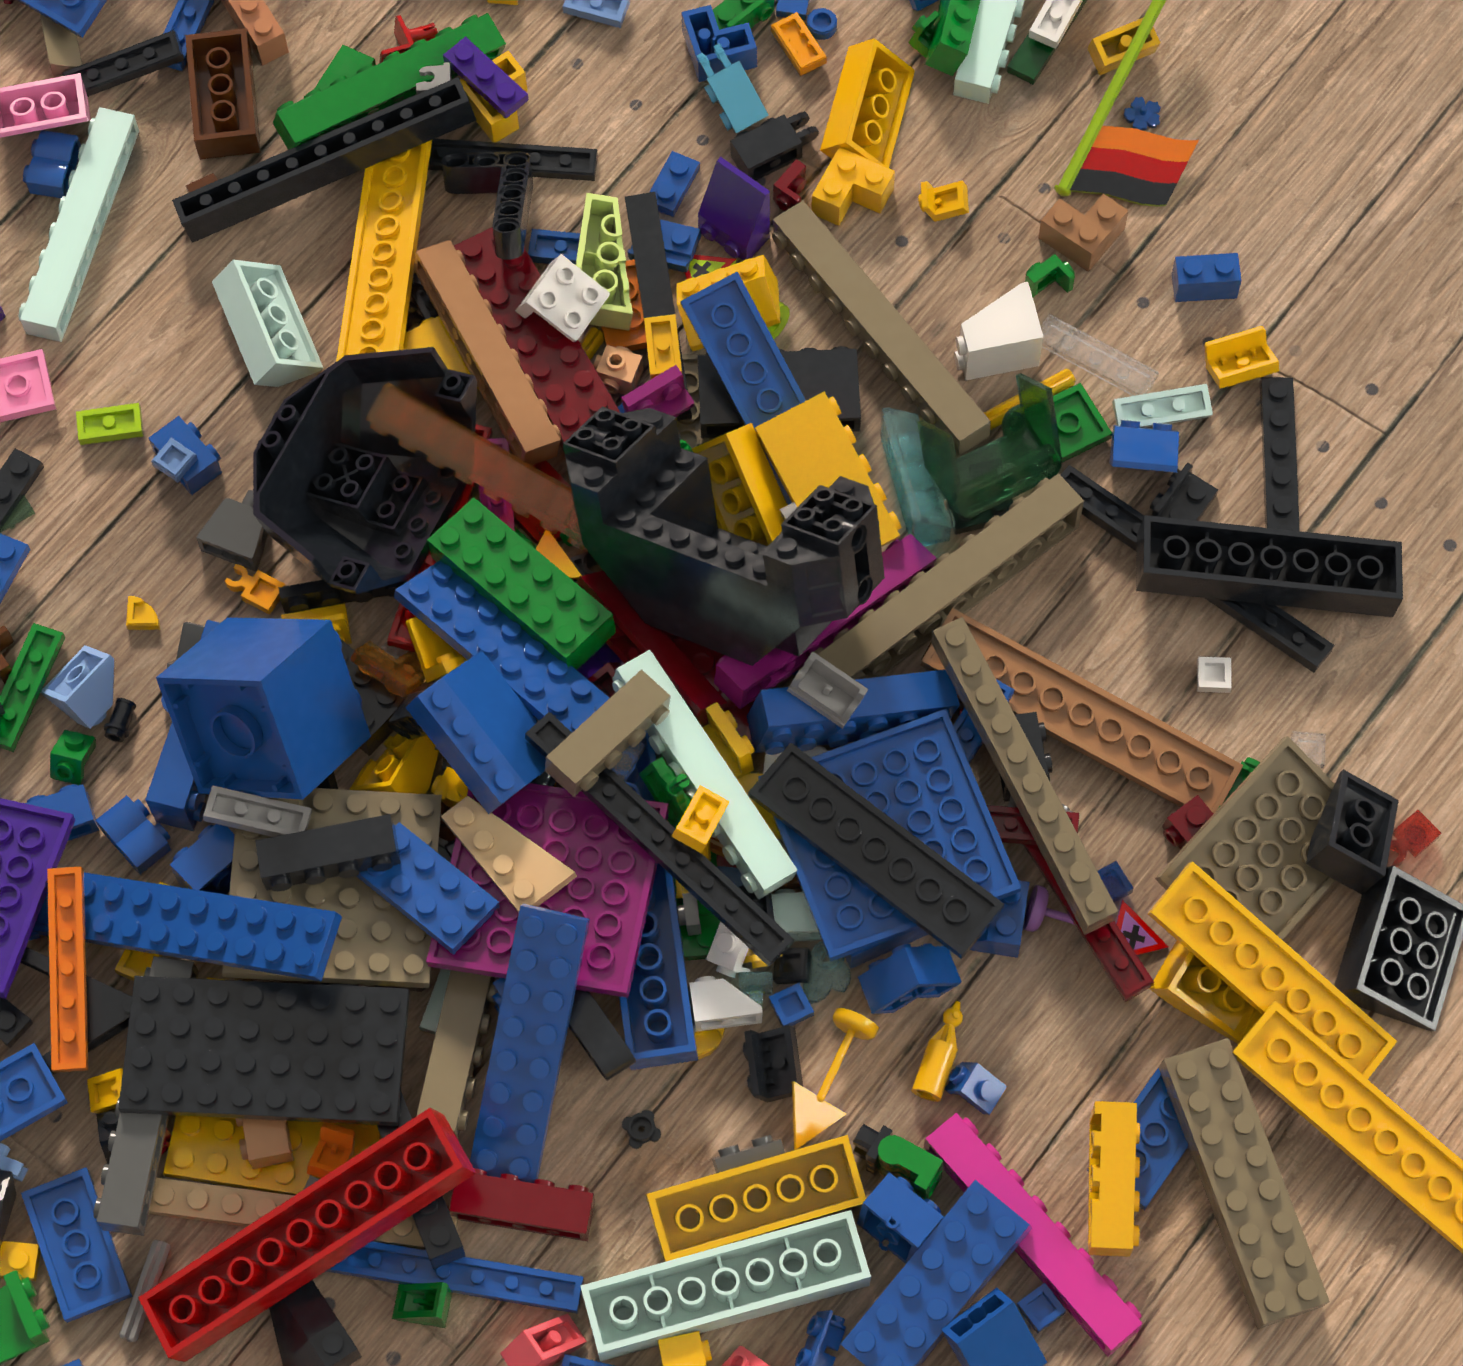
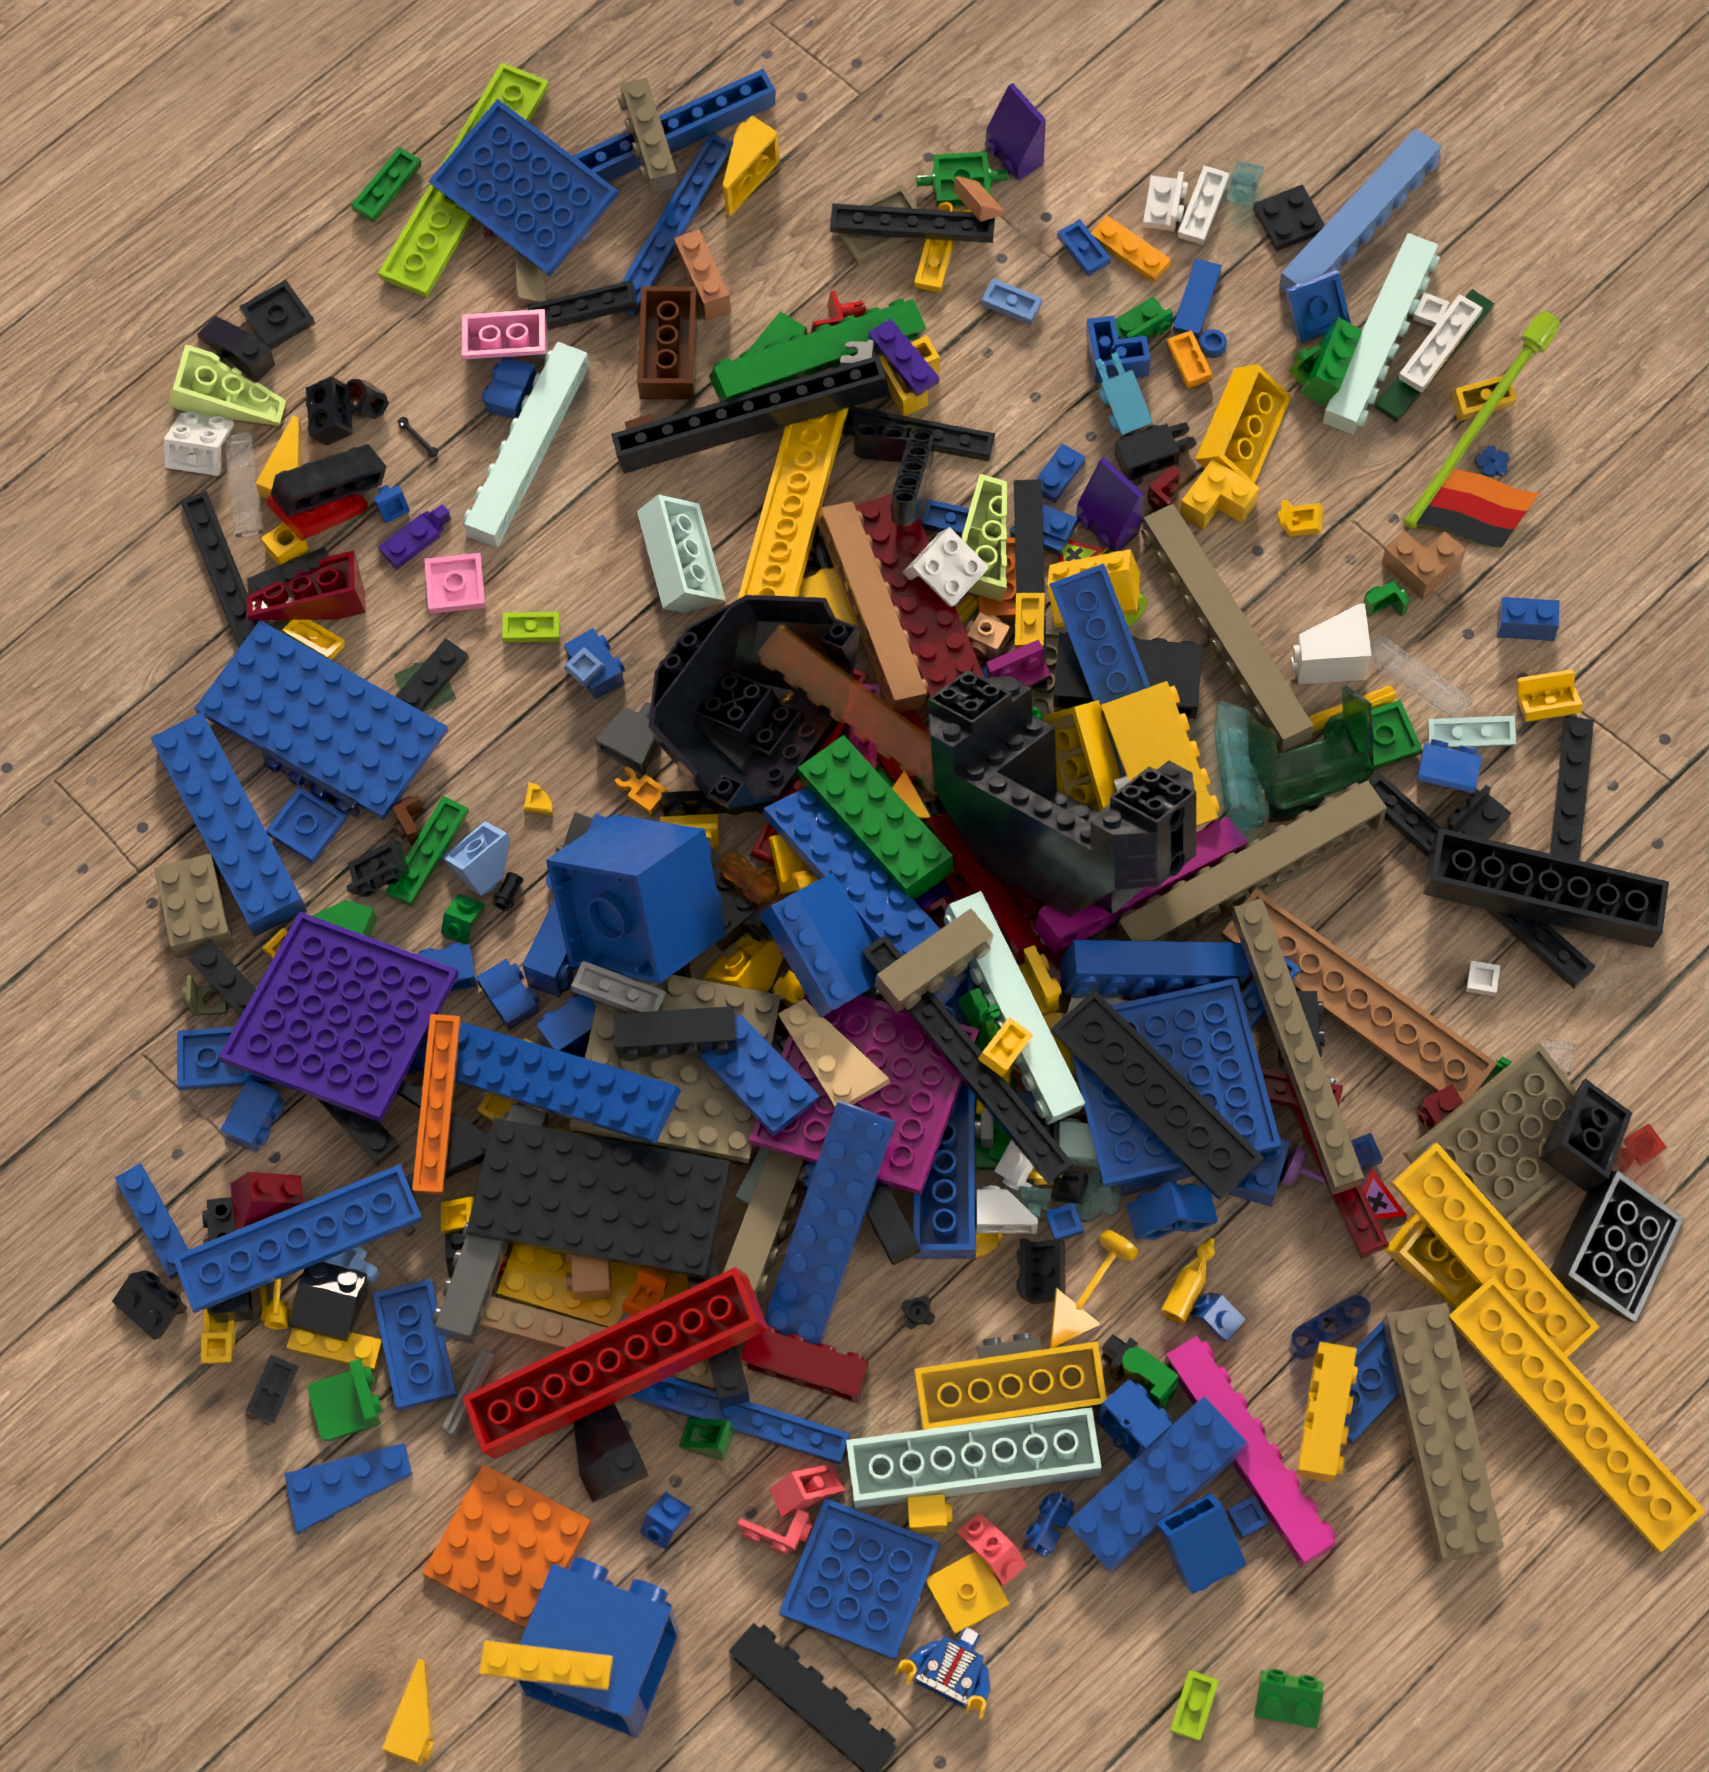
camera: 10 degrees right, 0 degrees up
(827, 690) = (1133, 947): light grey hinge -> none
(1108, 1068) = (1339, 1316): none -> clear blue beam

